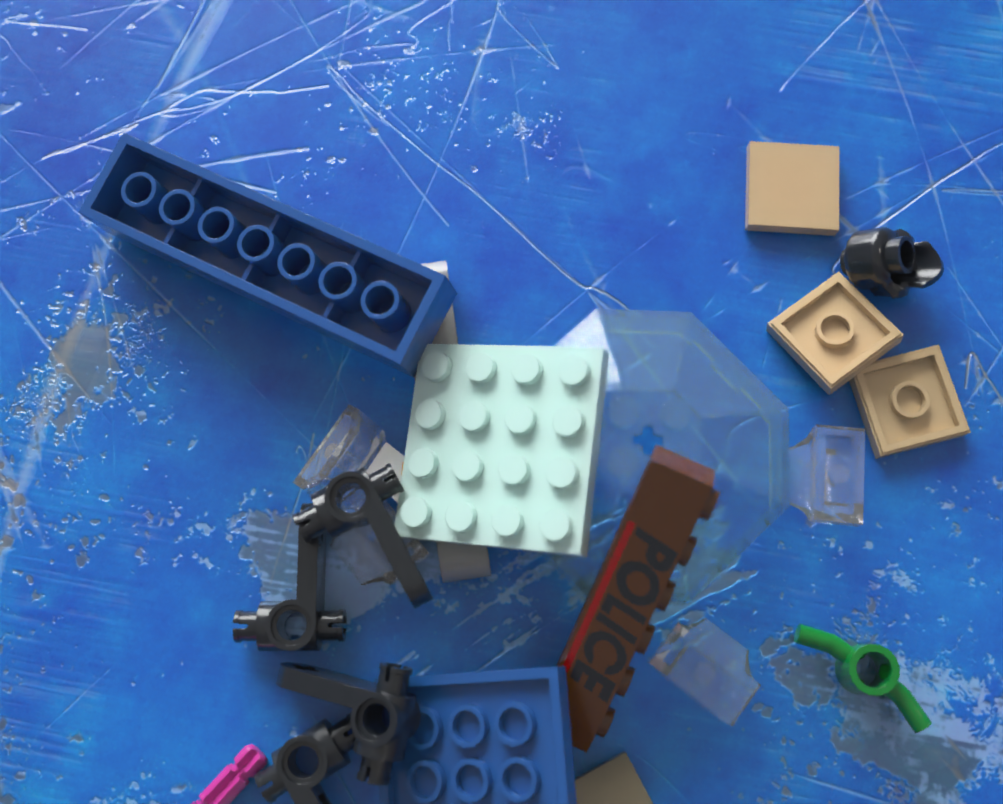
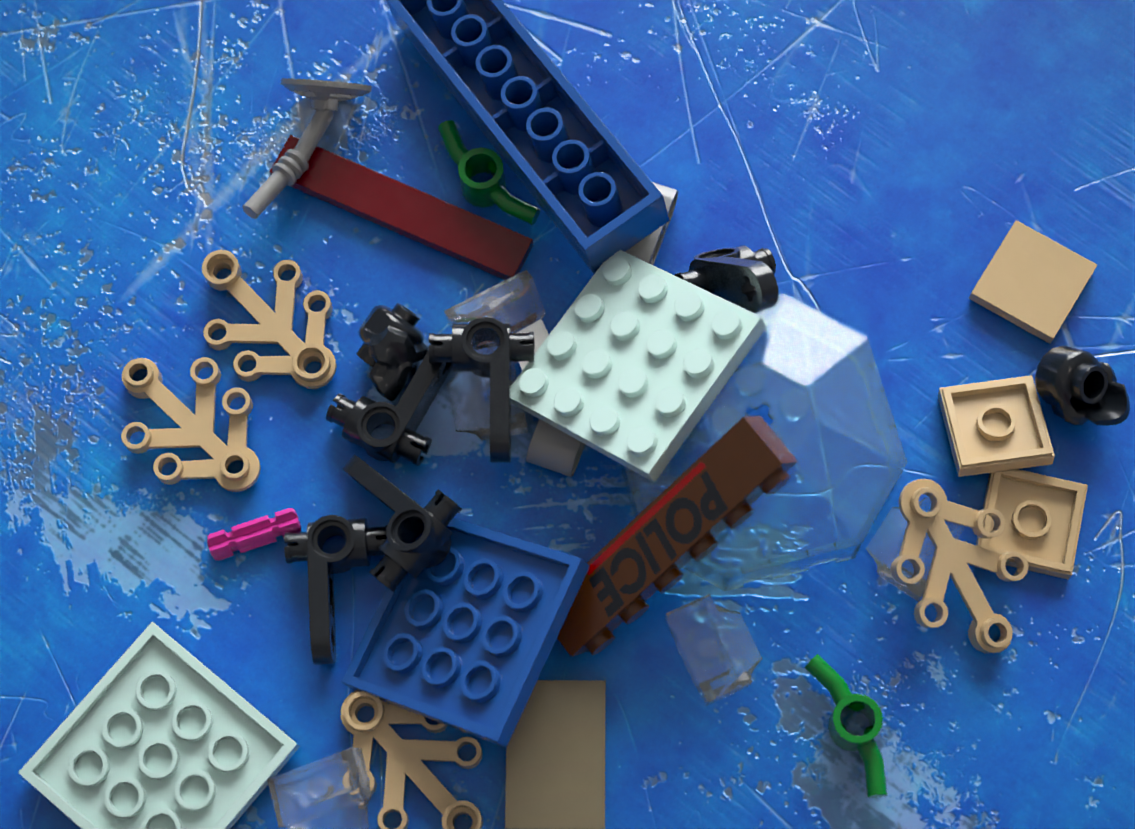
camera: 30 degrees right, 5 degrees down
(75, 338) = (325, 99): none -> light grey dish
(114, 715) = (194, 429): none -> tan plant
(139, 575) = (273, 326): none -> tan plant
(199, 402) = (412, 213): none -> dark red tile
(251, 322) = (484, 161): none -> green piece
(262, 542) = (391, 347): none -> black head
(547, 316) = (736, 276): none -> black piece
(871, 477) = (952, 560): none -> tan plant

